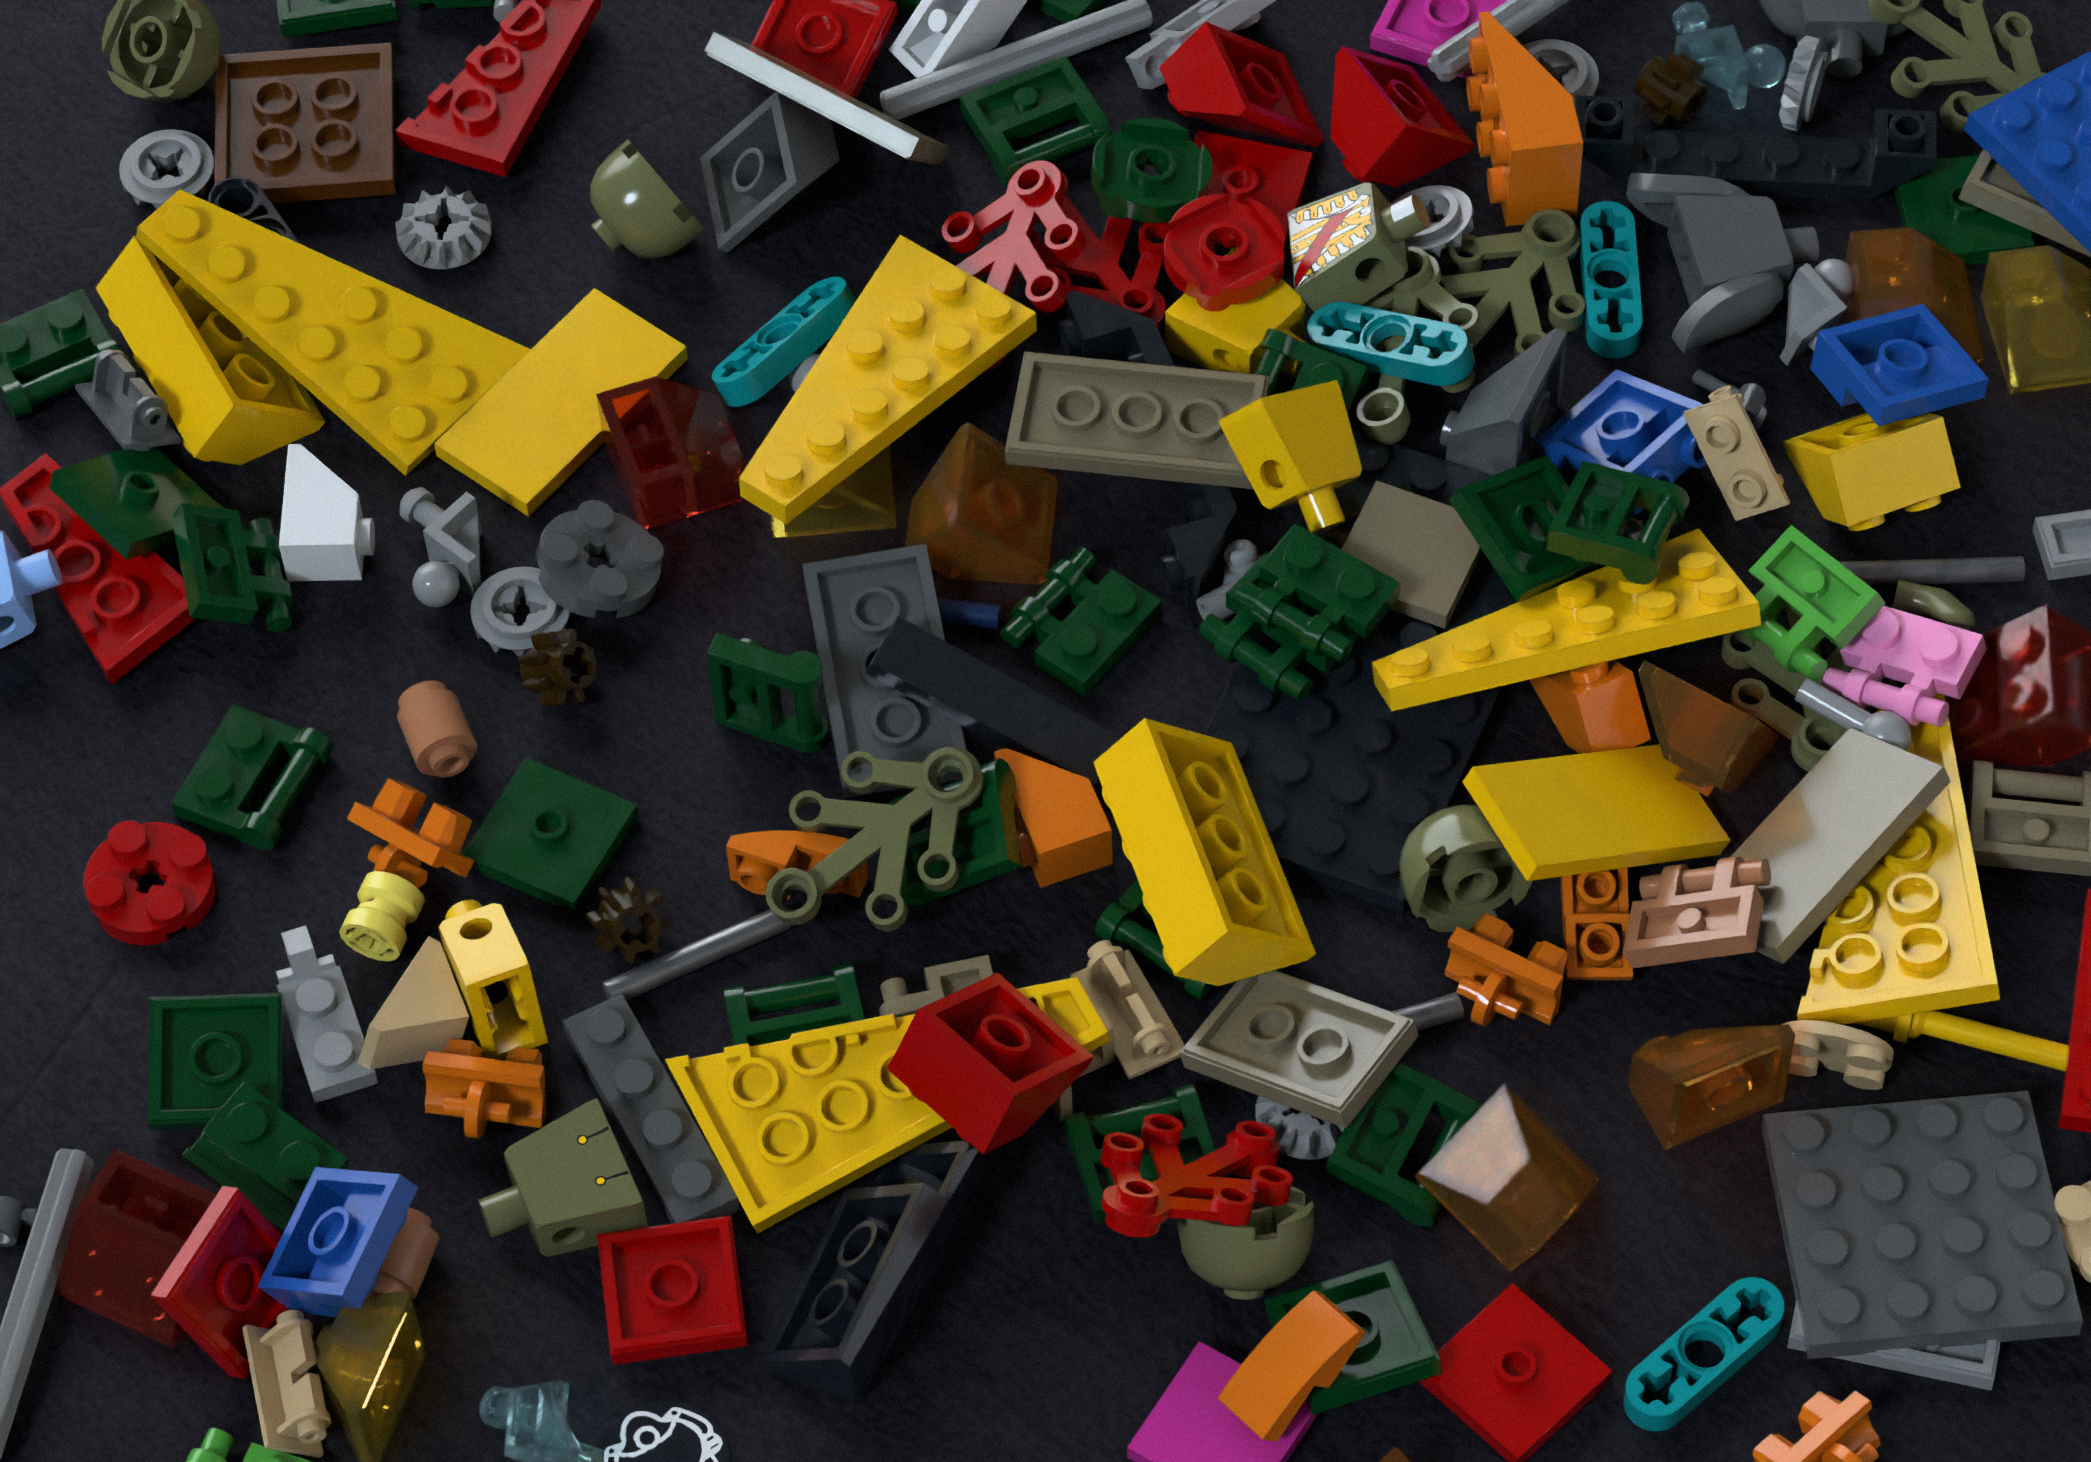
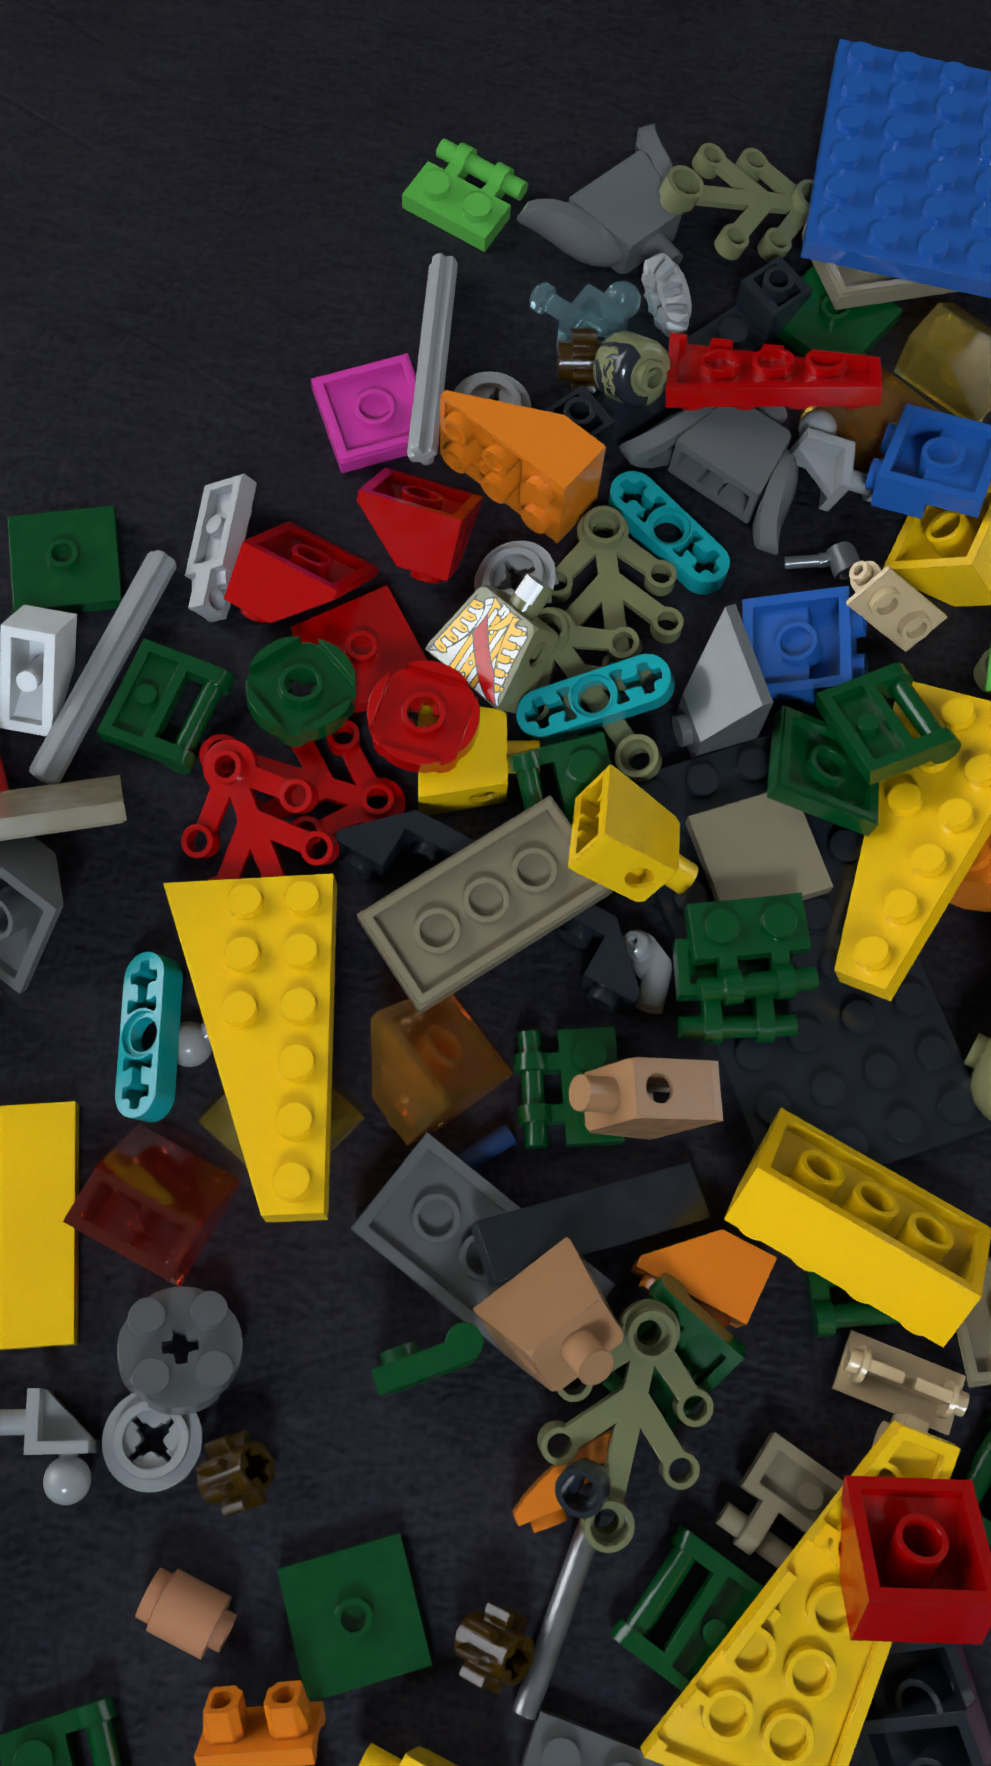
camera: 50 degrees left, 15 degrees up
(797, 843) = (571, 1481): none -> black hinge
(892, 714) = (554, 1320): none -> medium nougat torso
(1118, 637) = (621, 1101): none -> medium nougat torso
(1686, 93) = (631, 369): none -> olive head
(1787, 183) = (767, 378): none -> red wing

